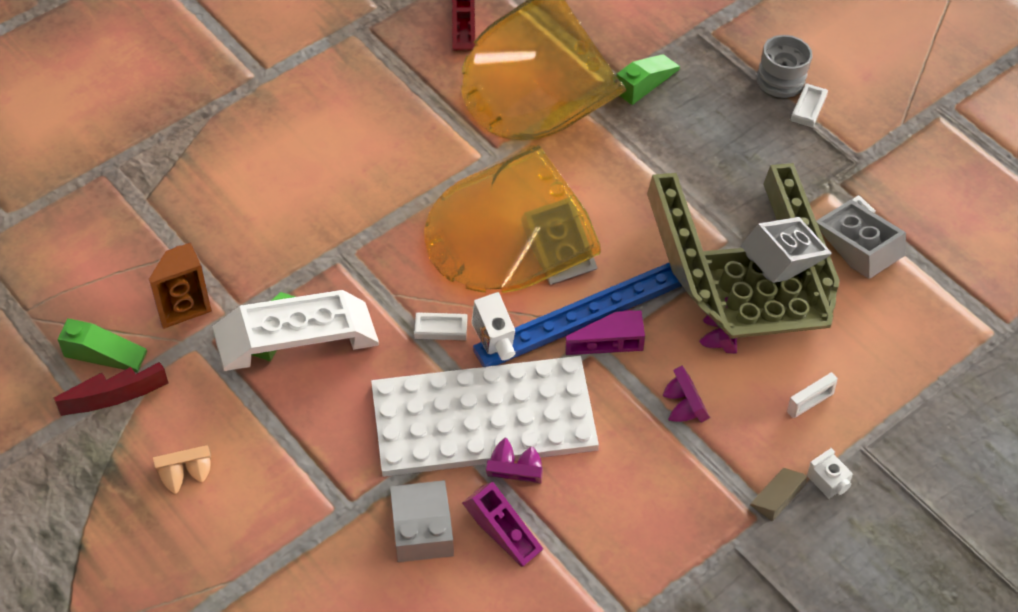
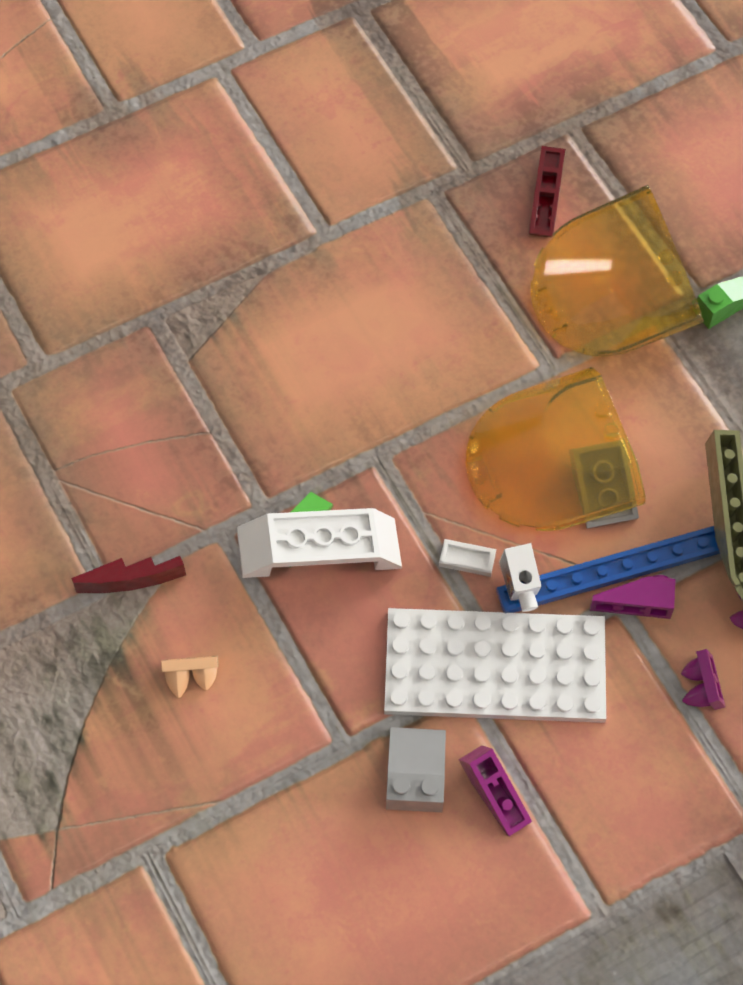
camera: 10 degrees right, 10 degrees up
(99, 346) = (123, 525): bright green slope -> none
(179, 286) = (210, 477): dark orange slope -> none
(503, 466) = (506, 724): magenta tile -> none

